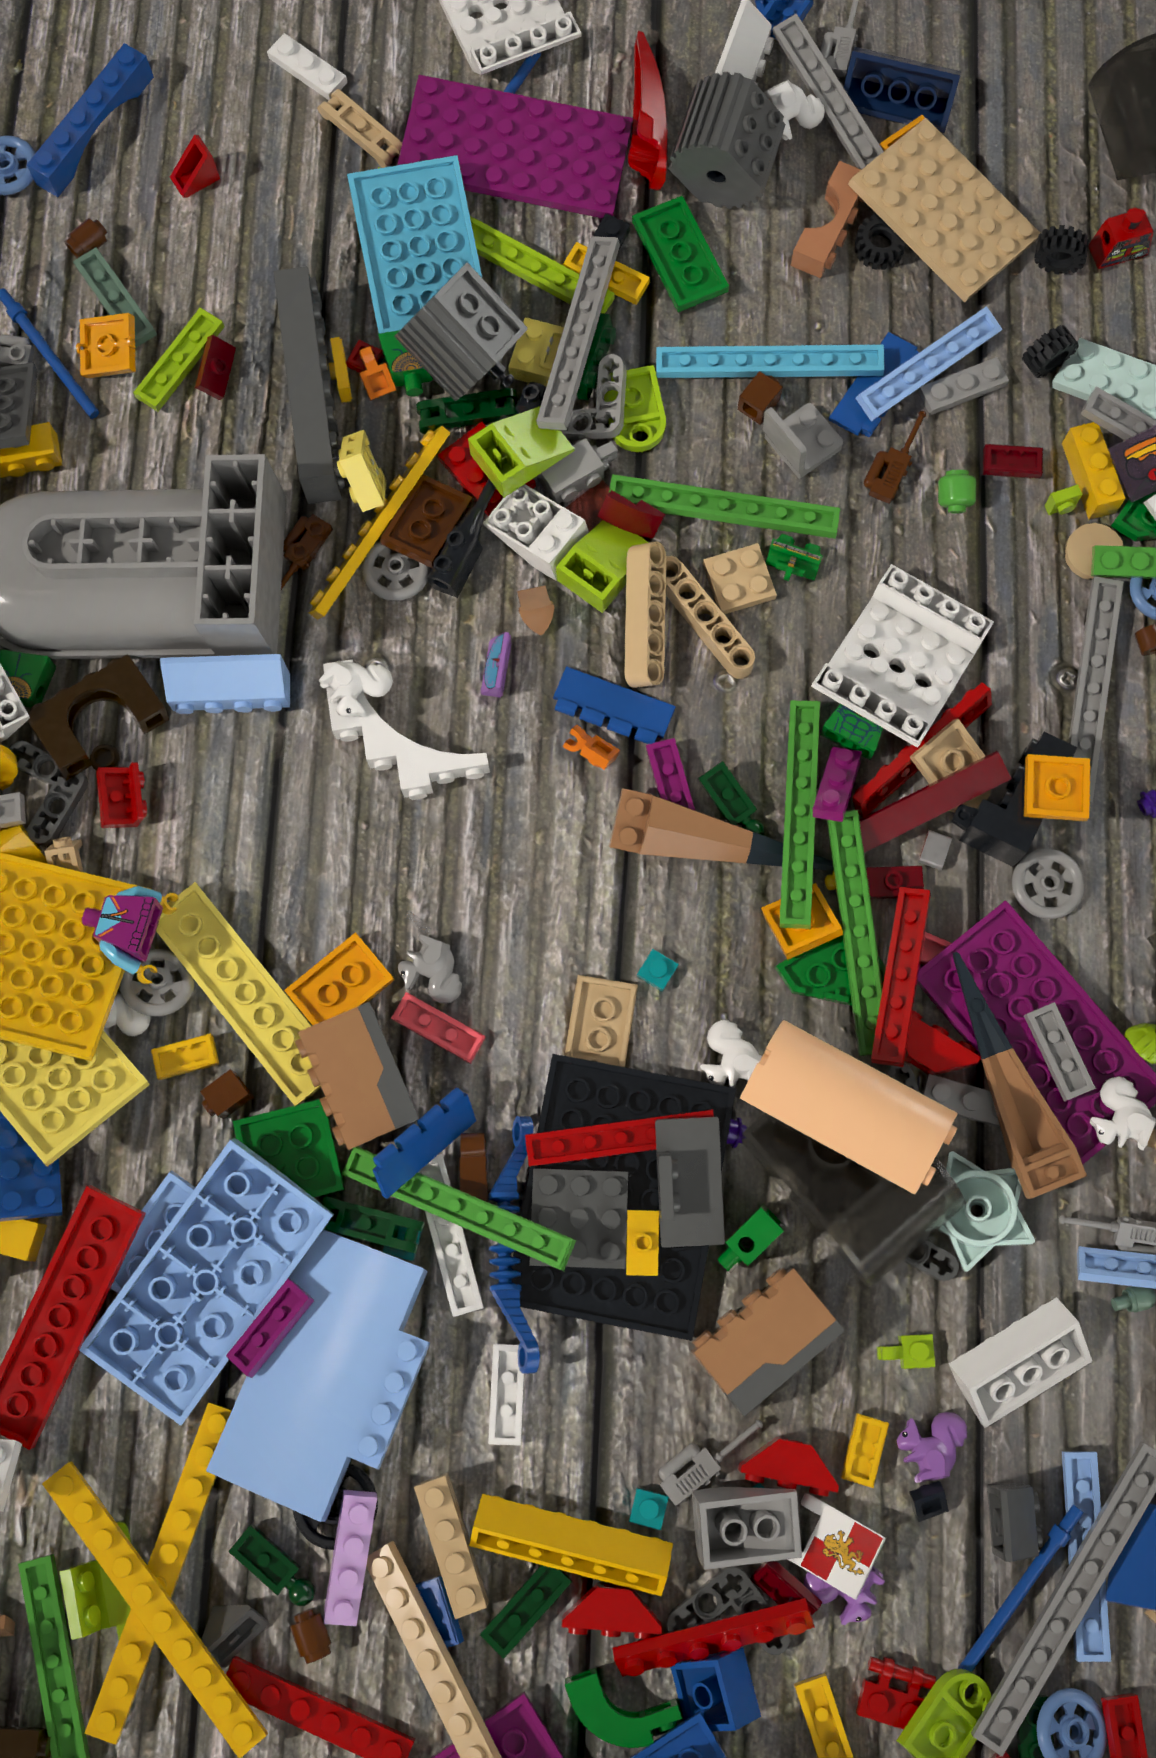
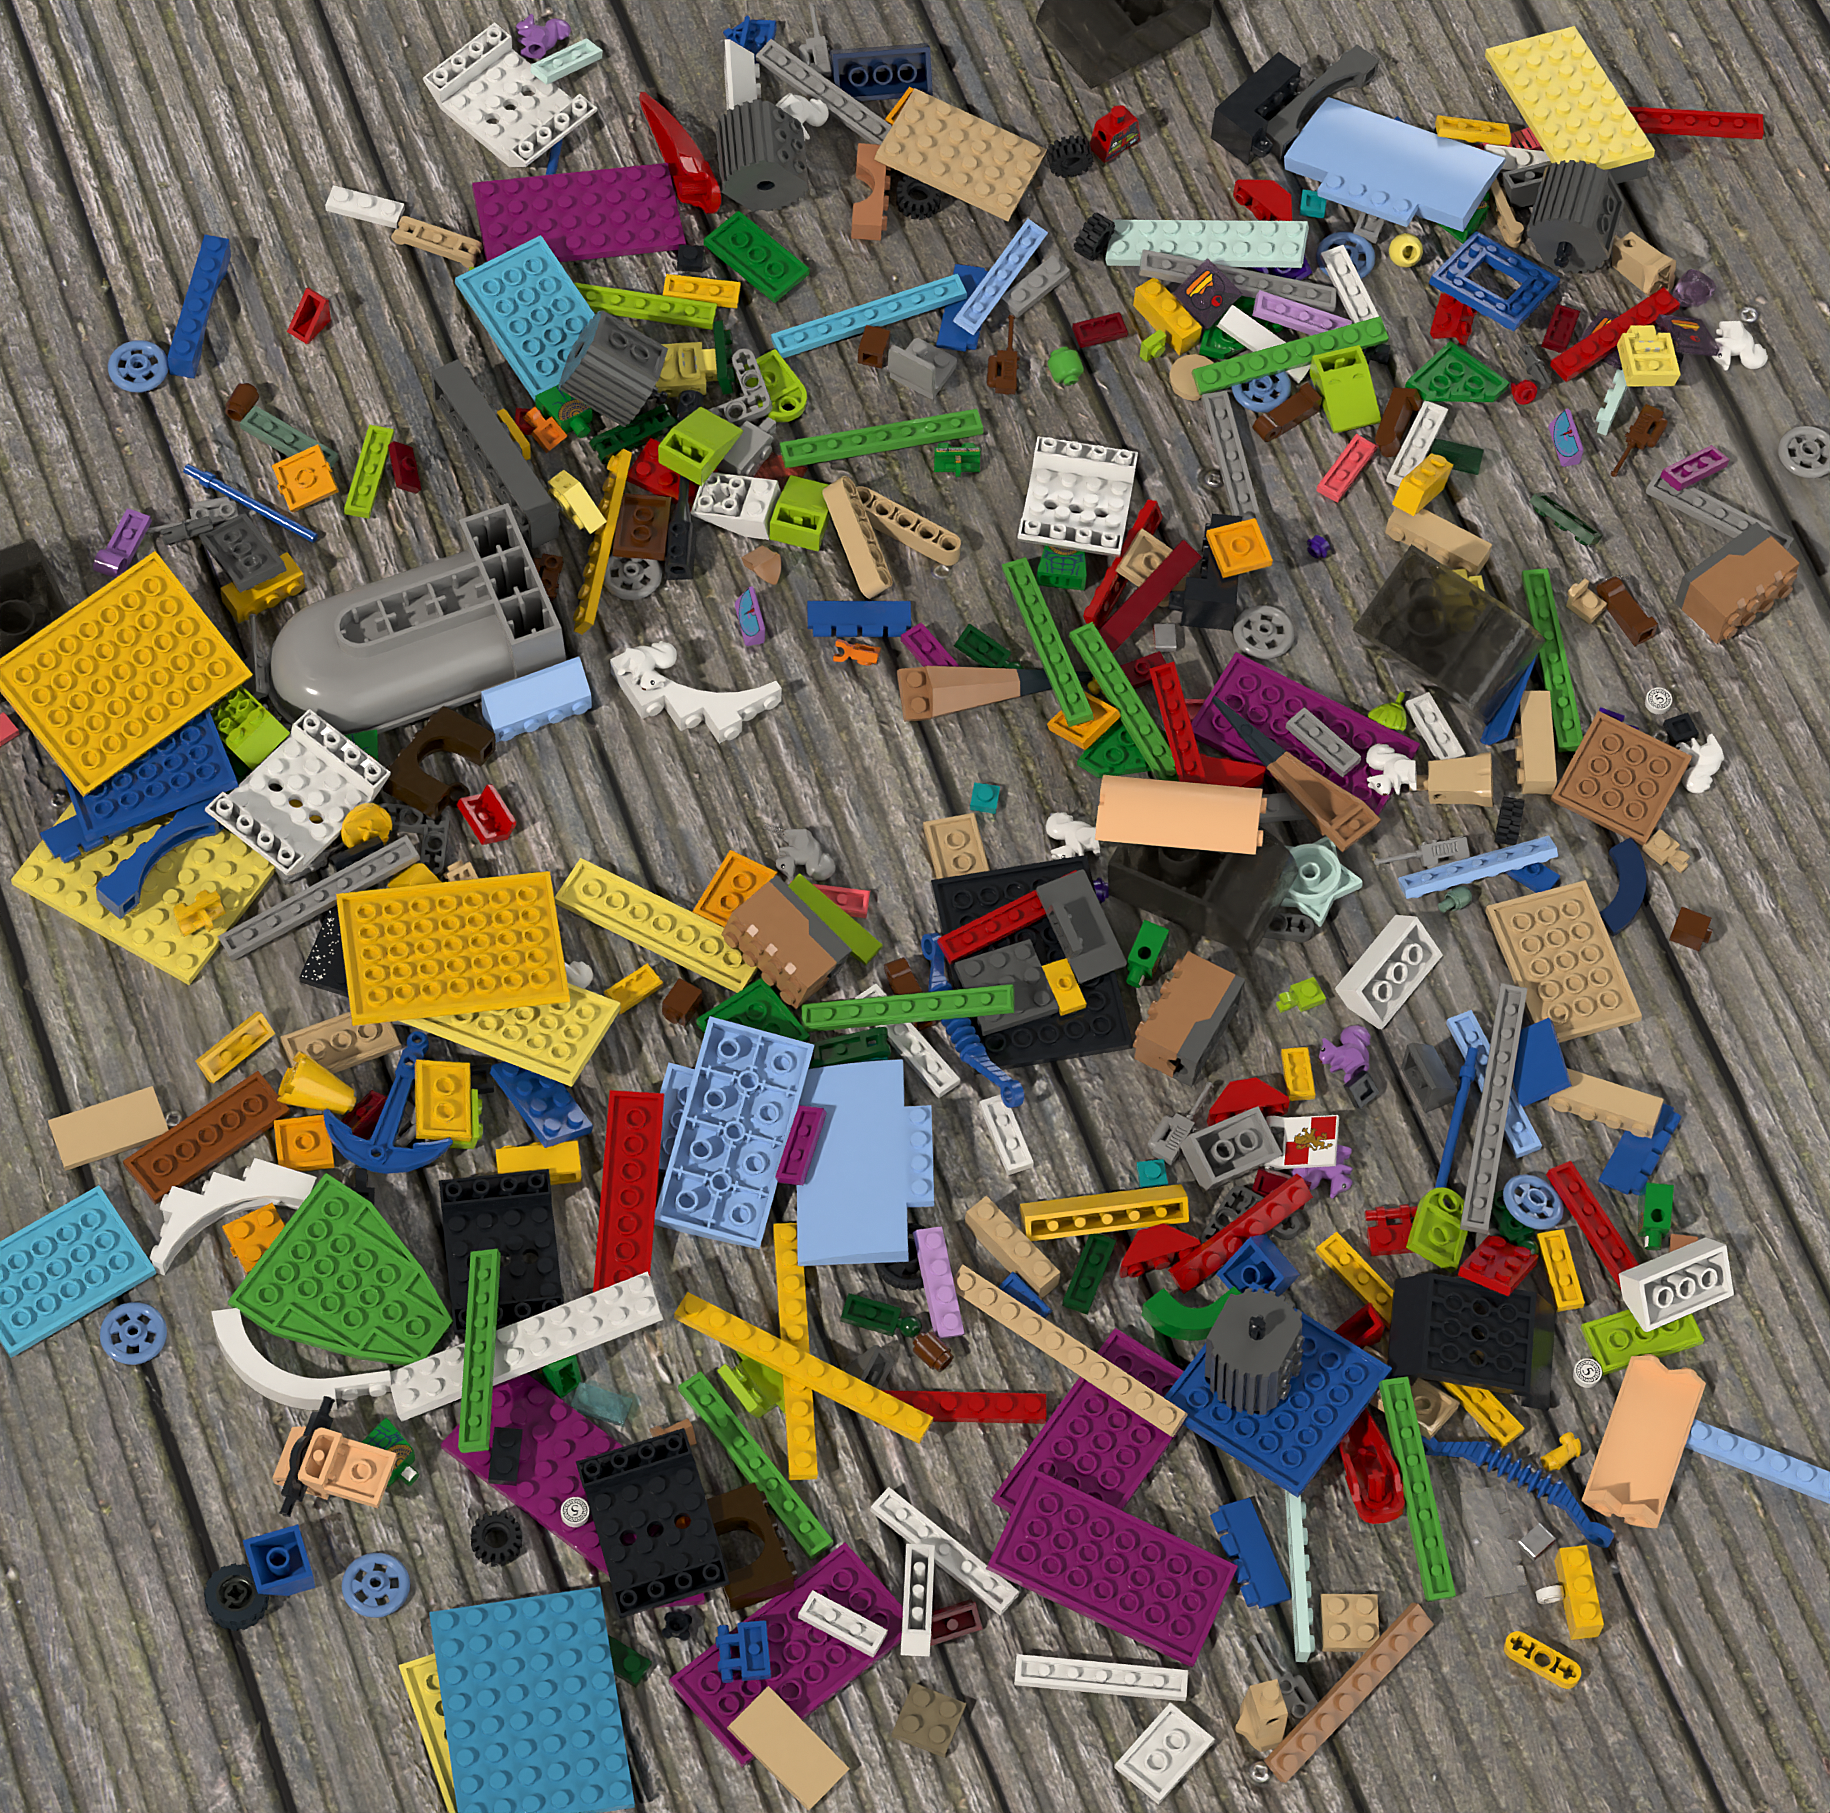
camera: 30 degrees left, 15 degrees down
(128, 926) = (552, 898): torso -> none
(156, 1005) = (586, 942): light grey plate -> none
(419, 1146) = (860, 970): blue windscreen -> none
(423, 1048) = (862, 943): none -> lime slope
(578, 333) = (706, 340): light grey plate -> none
(635, 518) = (814, 469): dark red slope -> none
(739, 579) = (919, 488): tan plate -> none
(837, 784) = (1067, 610): magenta plate -> none

